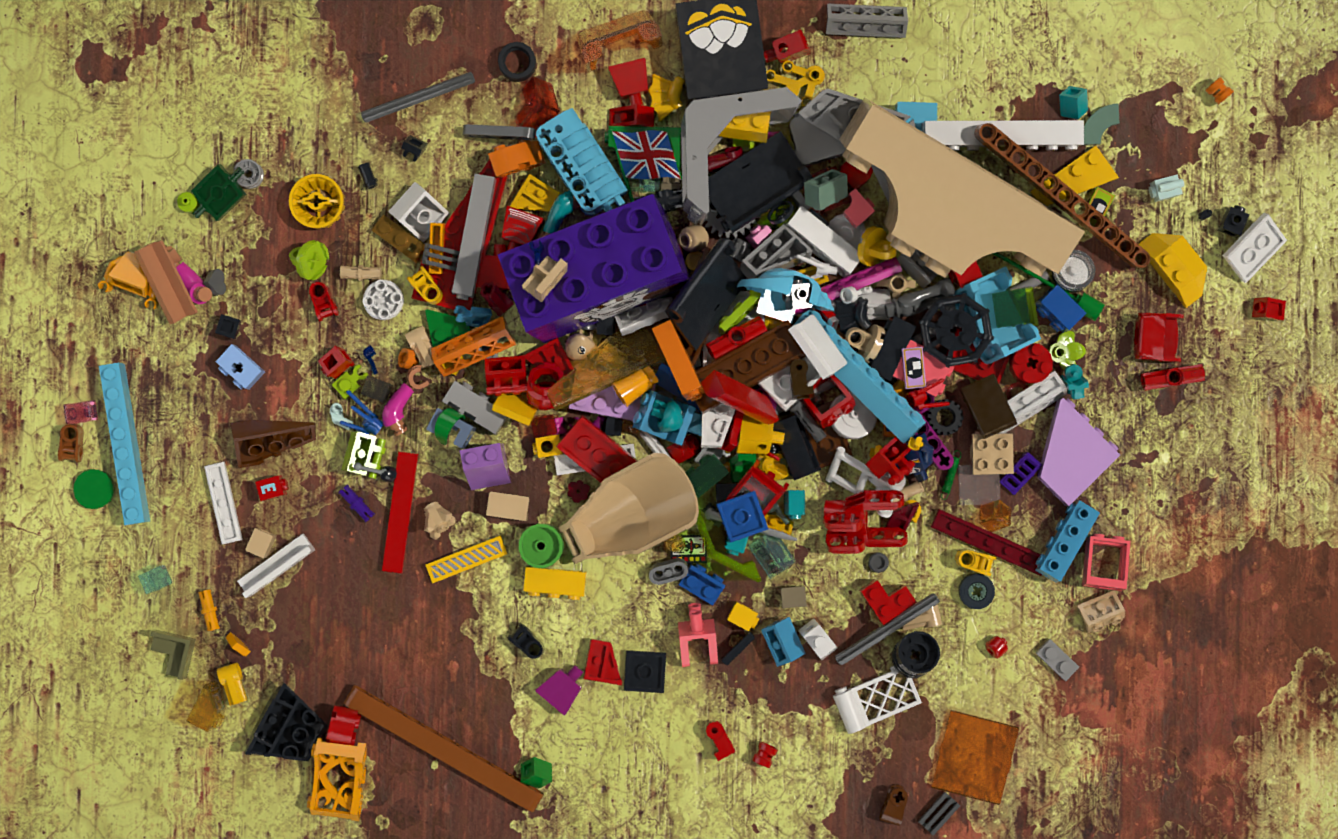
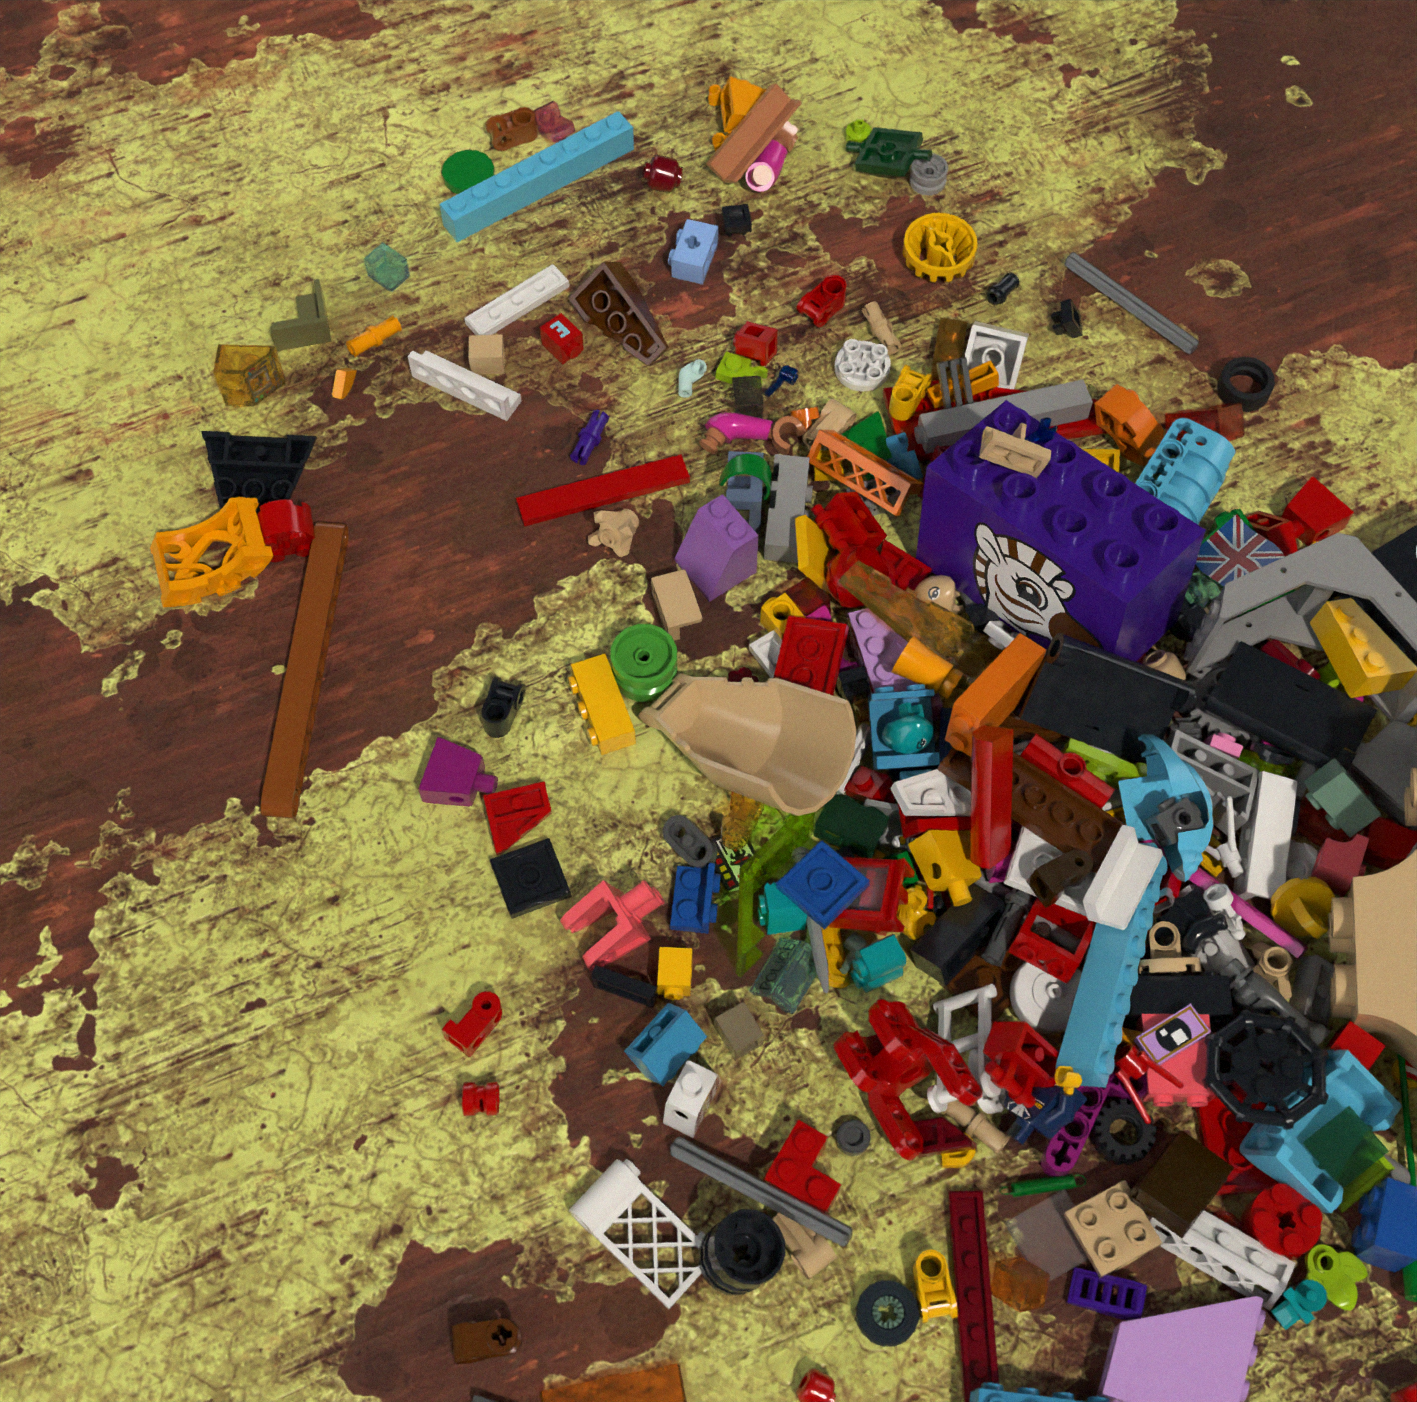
camera: 65 degrees right, 25 degrees down
(162, 357) = (662, 173): none -> dark red head
(215, 282) = (781, 190): dark grey tile -> none
(231, 678) = (296, 390): yellow piece -> none
(310, 259) = (867, 265): lime tile -> none
(360, 451) = (656, 408): lime brick -> none
(371, 422) = (700, 410): blue plant -> none
(386, 473) = (645, 451): hinge -> none
(466, 559) = (580, 590): tile -> none
(499, 132) = (1150, 392): dark grey beam -> none
(536, 772) = (320, 794): green panel -> none
(638, 23) = (1357, 466): clear orange windscreen -> none

